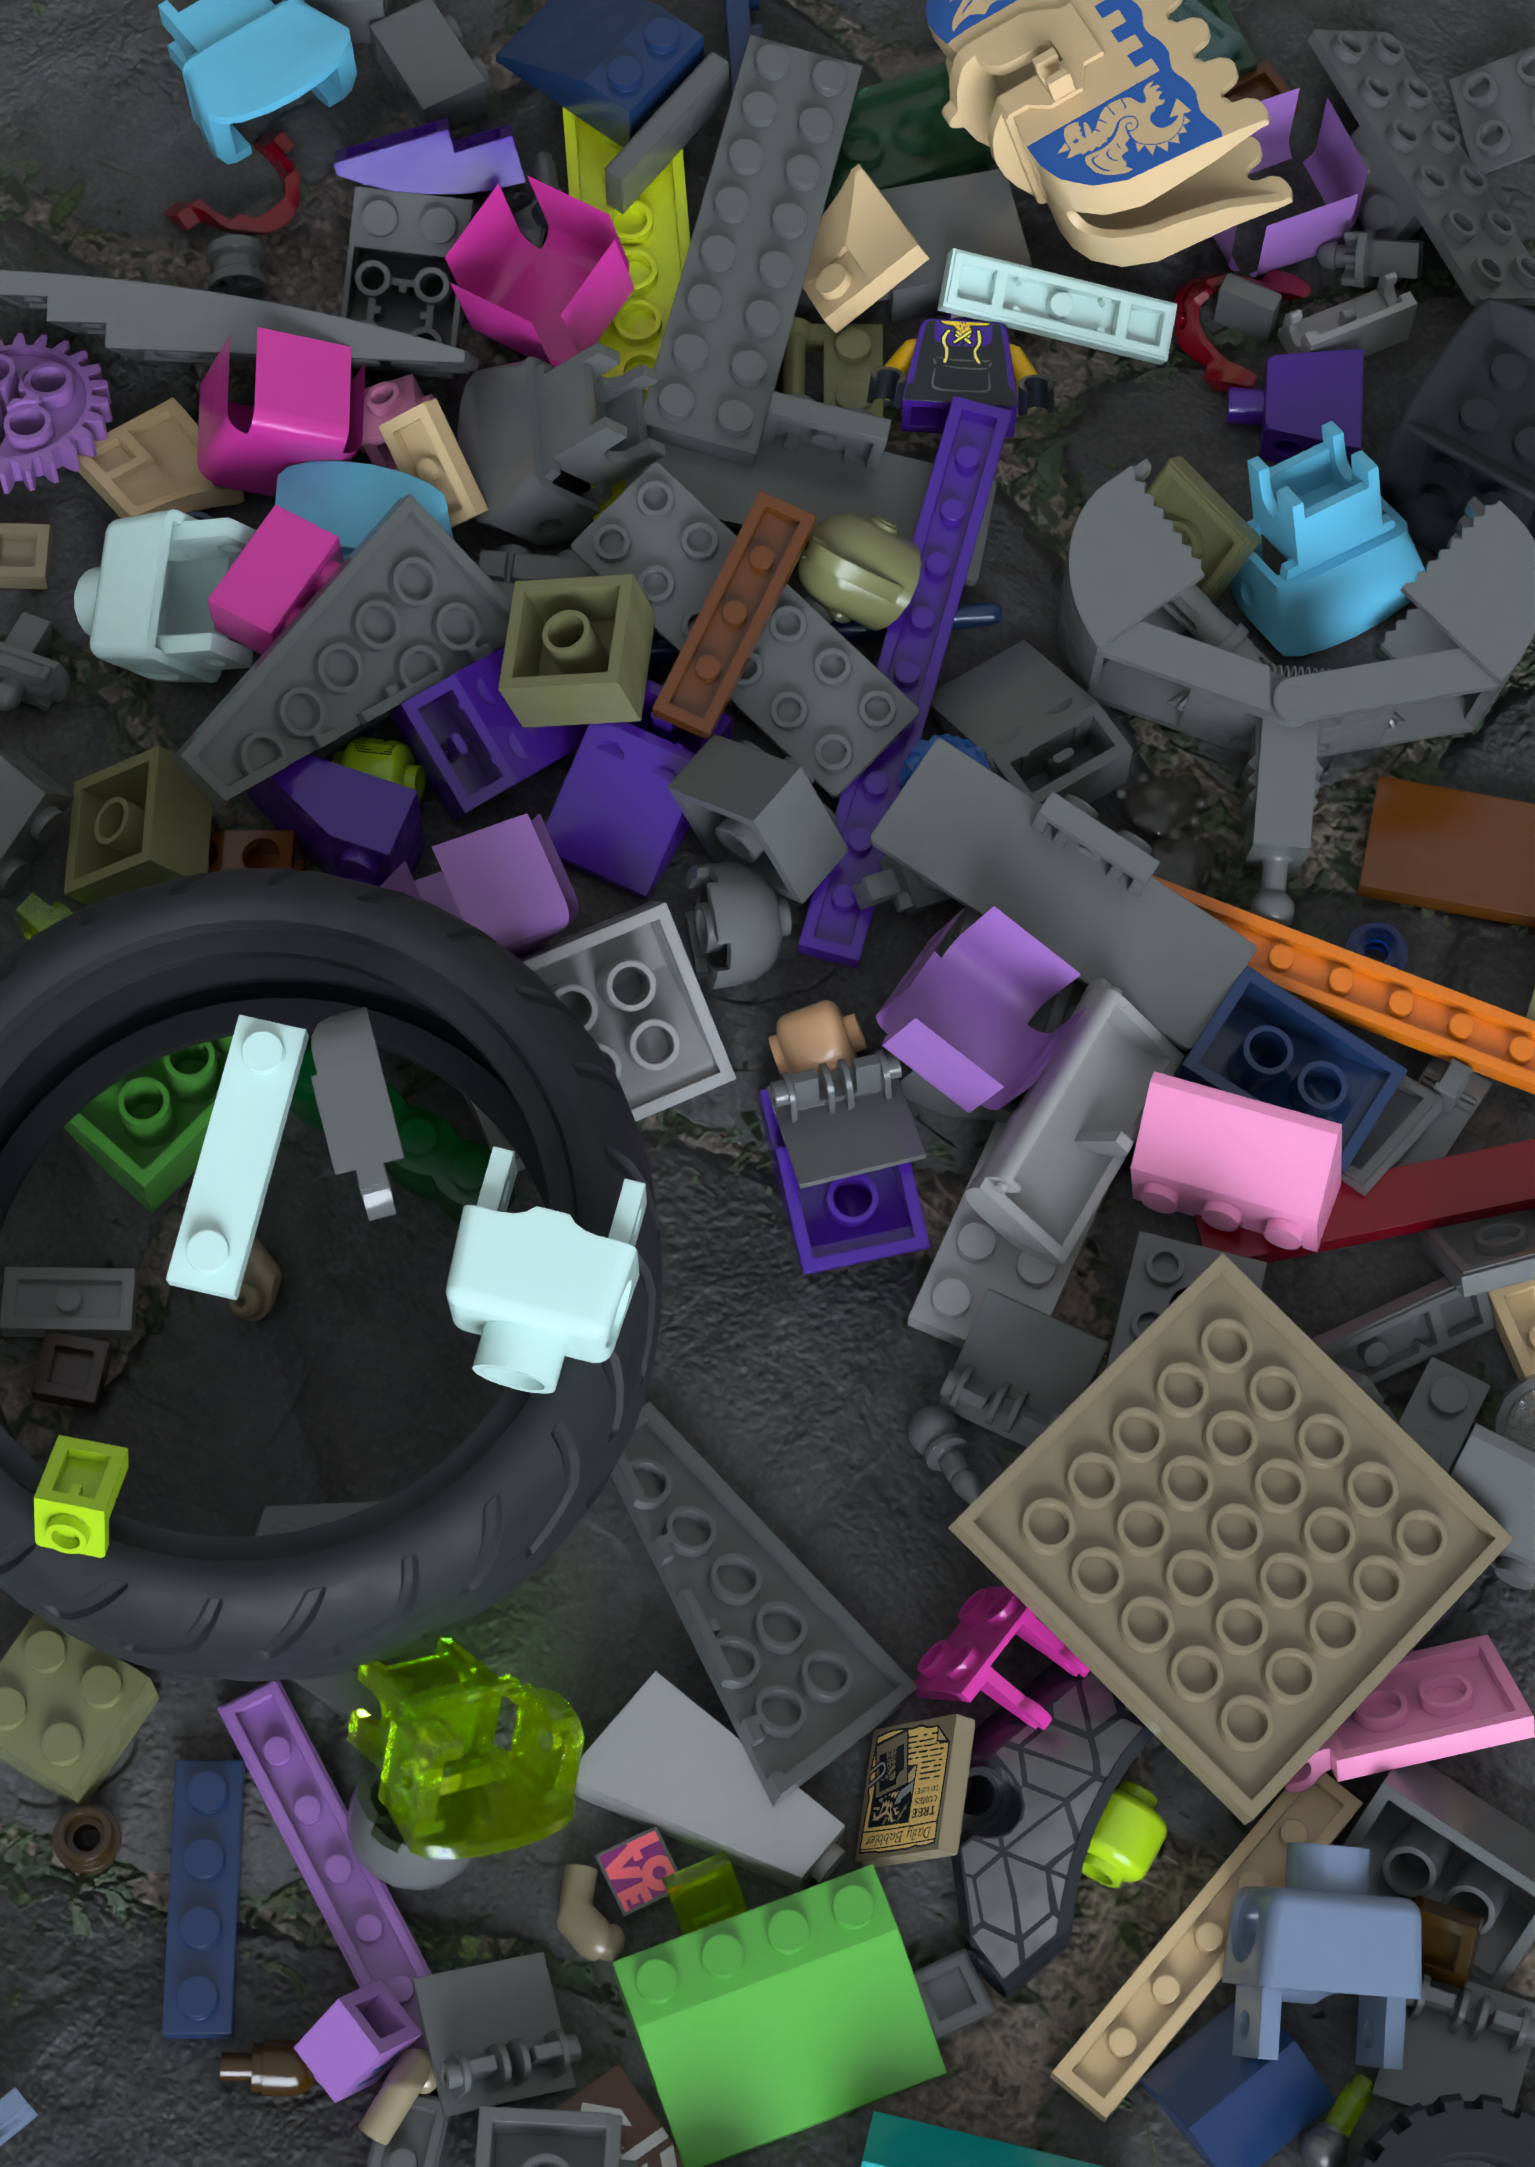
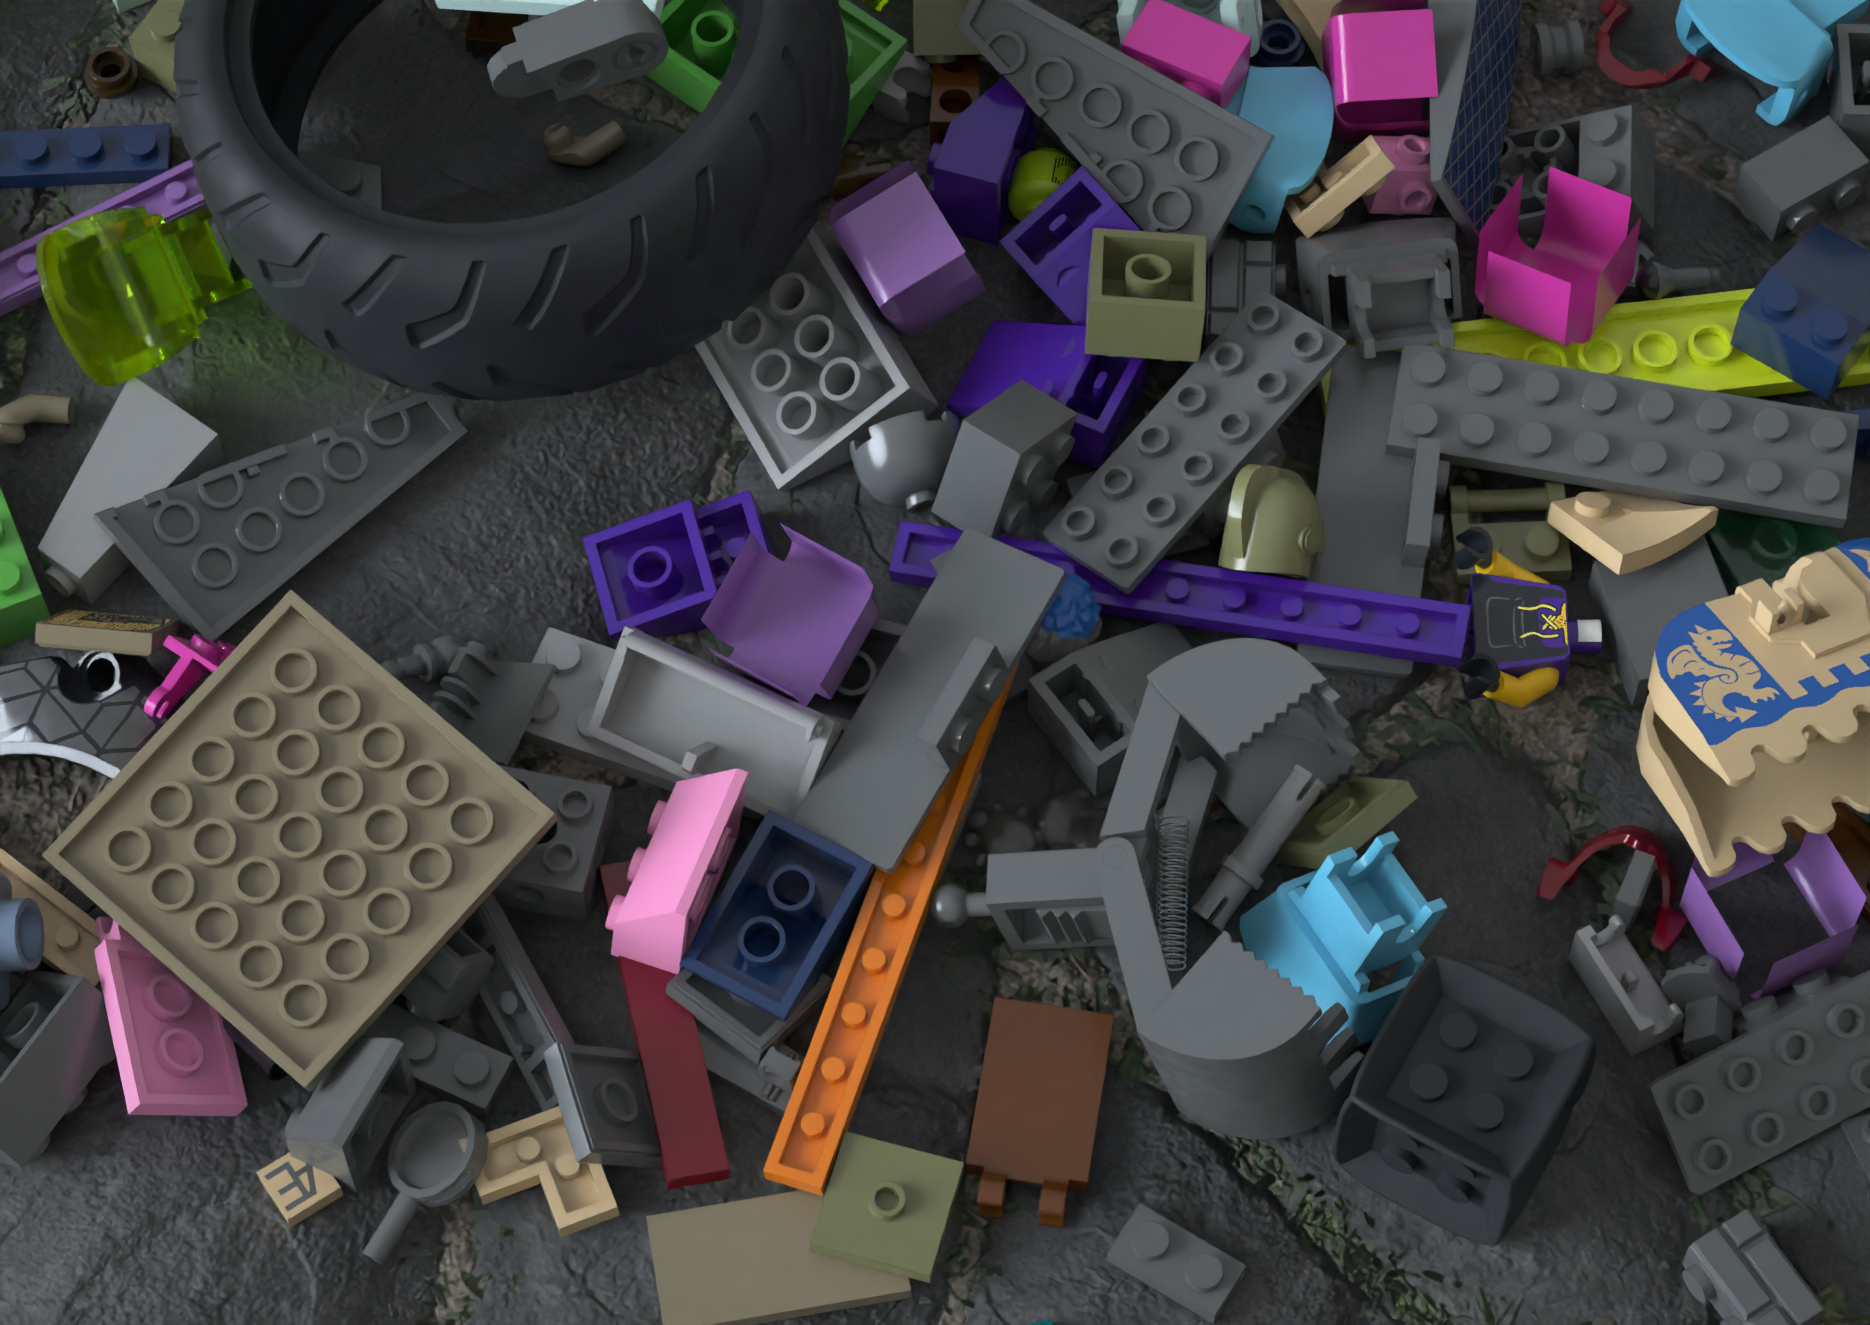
camera: 90 degrees right, 5 degrees down
(433, 162) = (1683, 178): slope -> none
(540, 1282) = (421, 180): light aqua piece -> none
(635, 1872) = (61, 451): tile -> none
(667, 132) = (1740, 357): dark grey tile -> none
(704, 1893) = (35, 494): clear neon green tile -> none
(734, 615) = (1190, 411): reddish brown plate -> none
(816, 1037) = (805, 518): light nougat head -> none
(845, 1119) = (701, 537): dark grey hinge -> none
(1057, 306) = (1598, 708): light aqua plate -> none
(1125, 1837) = (62, 790): lime head -> none
(1298, 398) = (1525, 938): dark purple torso -> none
(1380, 937) = (926, 999): clear blue plate -> none

